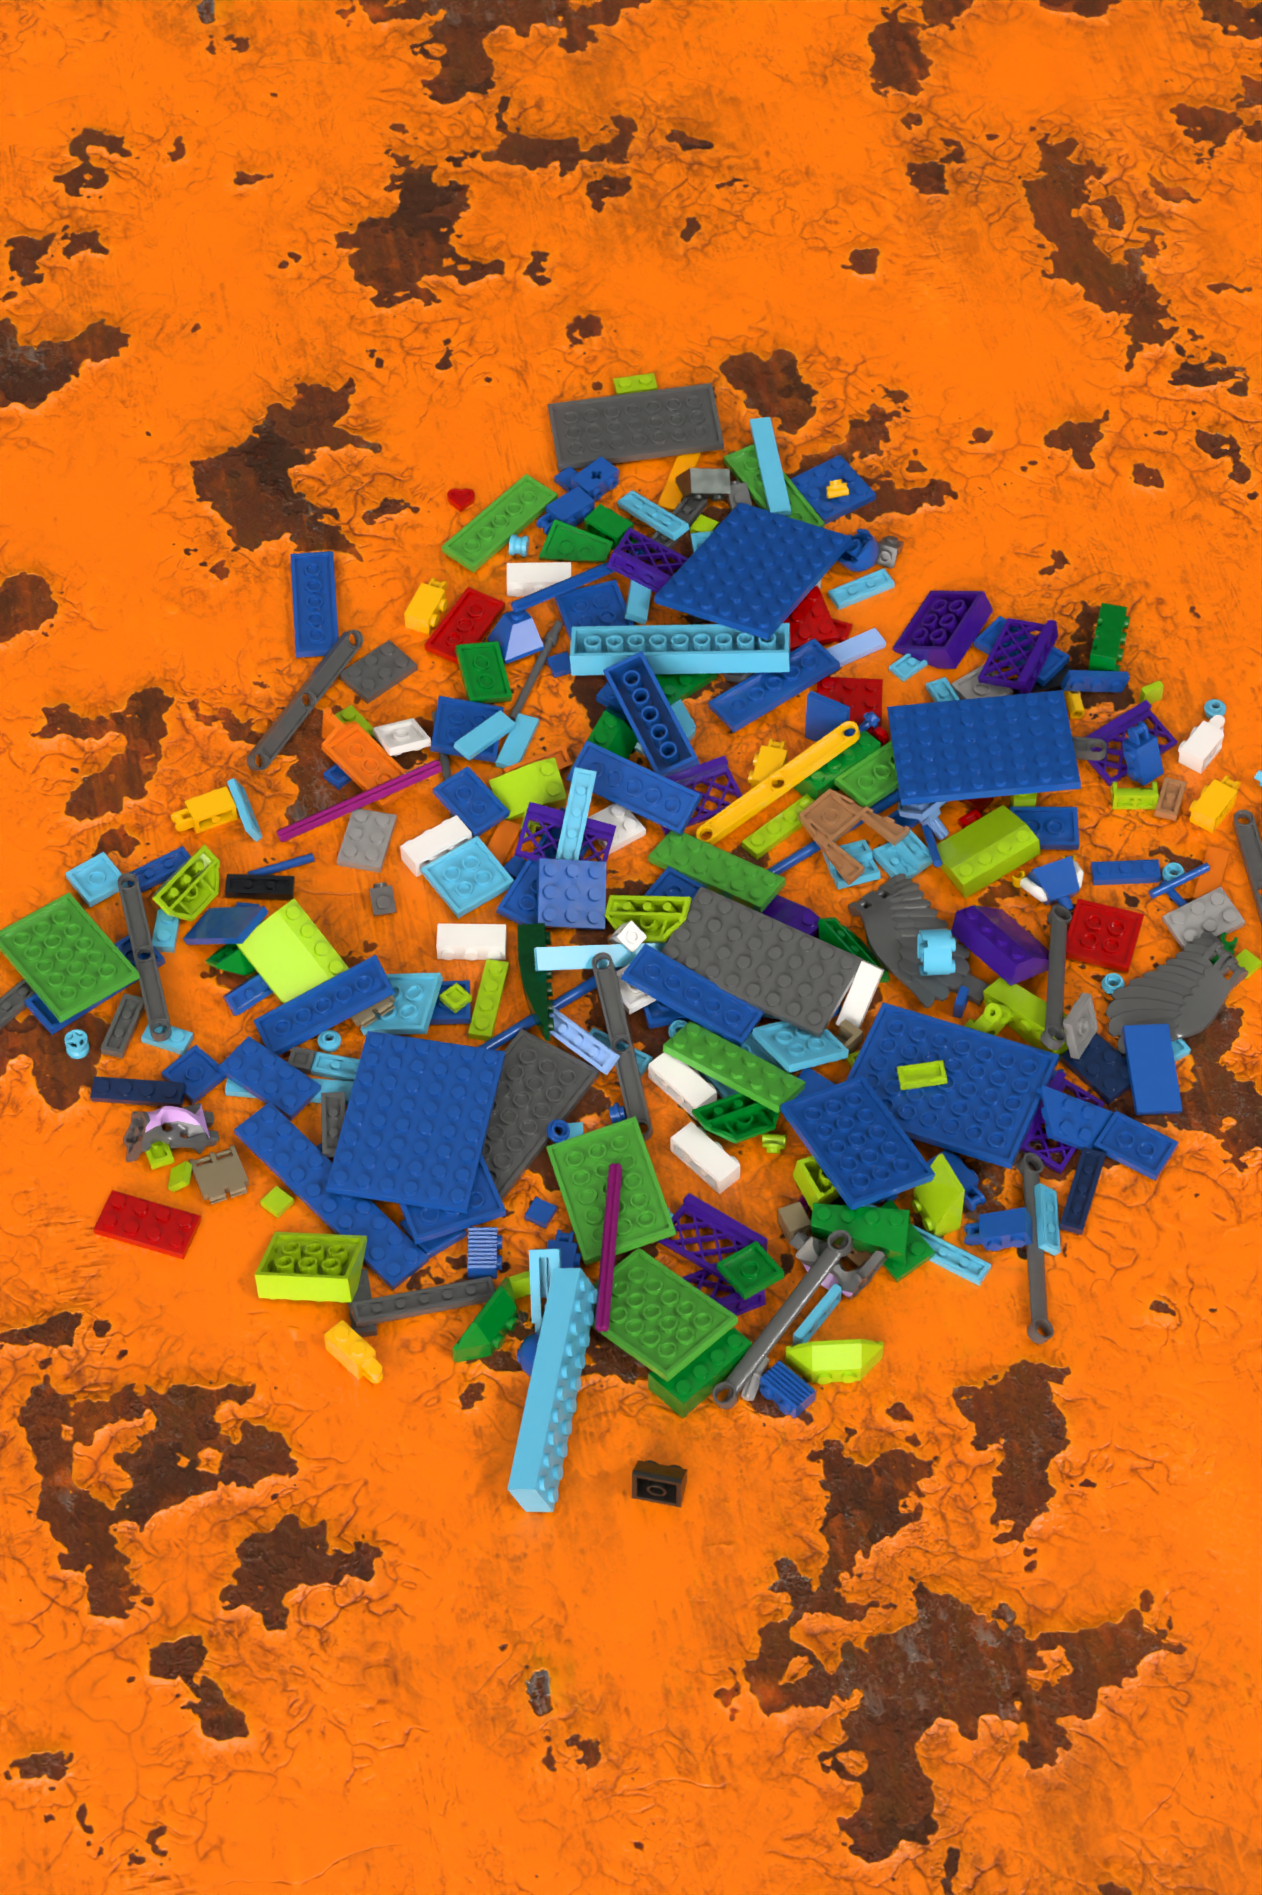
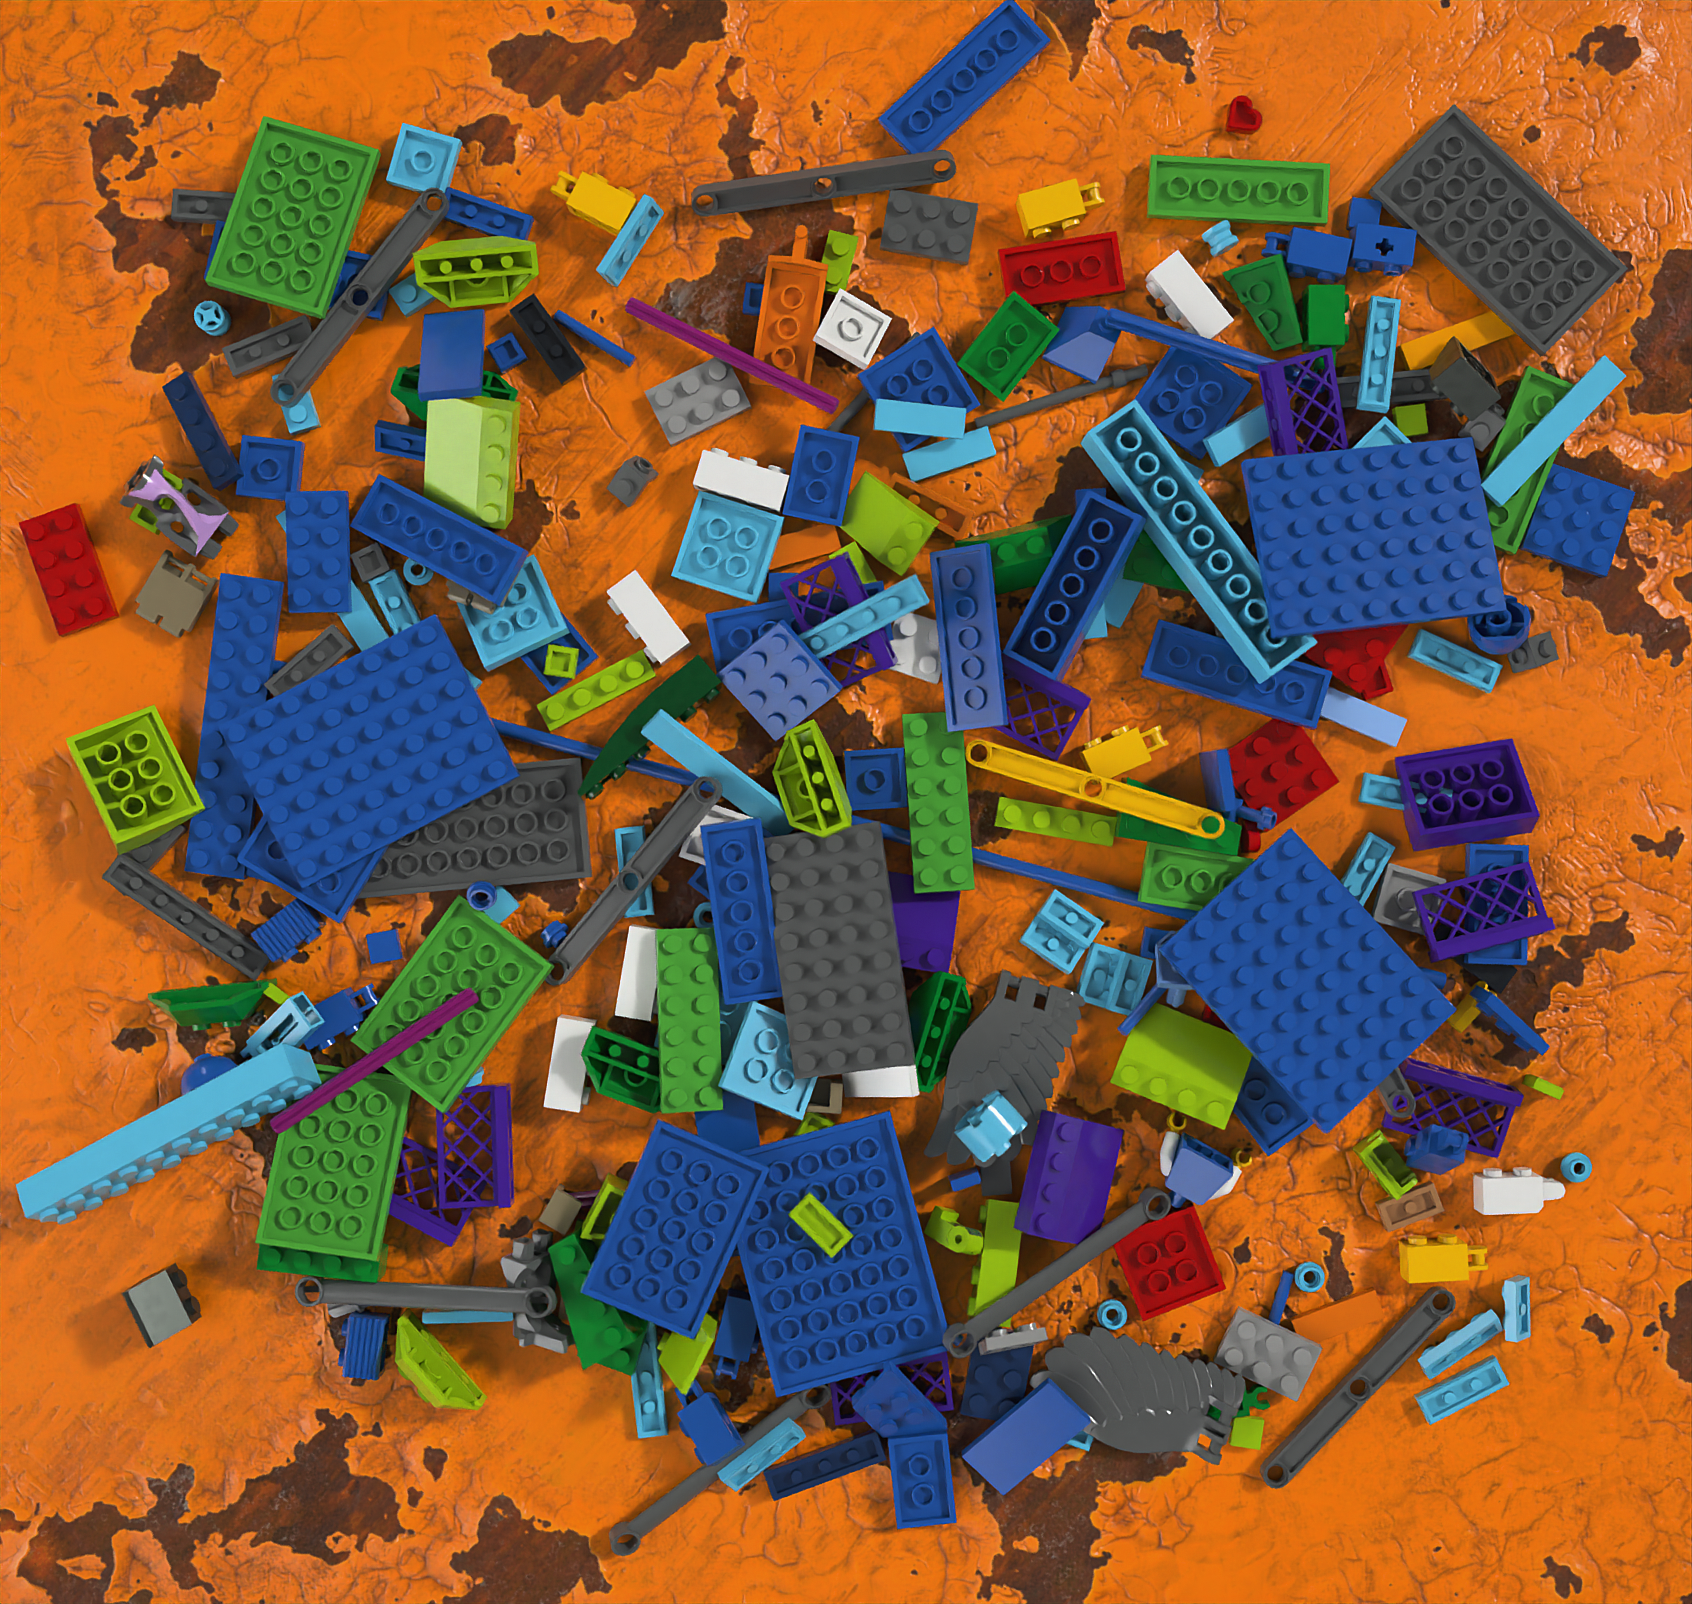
camera: 55 degrees right, 35 degrees up
(180, 1176) = (140, 558): lime tile -> none
(277, 1202) = (192, 675): lime tile -> none
(353, 1352) = (77, 897): yellow brick -> none
(559, 664) = (1090, 414): blue tile -> none
(583, 1043) = (608, 834): light blue tile -> none
(628, 935) = (767, 782): white bracket -> none
(635, 384) = (1563, 179): lime plate -> none
(750, 1270) = (456, 1221): green plate -> none
(774, 1142) = (640, 1120): lime plate -> none
(833, 817) = (1092, 876): medium nougat wing -> none
(837, 489) = (1575, 531): yellow plate -> none
(1108, 638) = (1579, 992): green wedge -> none
(1125, 872) = (1273, 1224): blue plate -> none
(1179, 880) = (1301, 1294): blue bar -> none

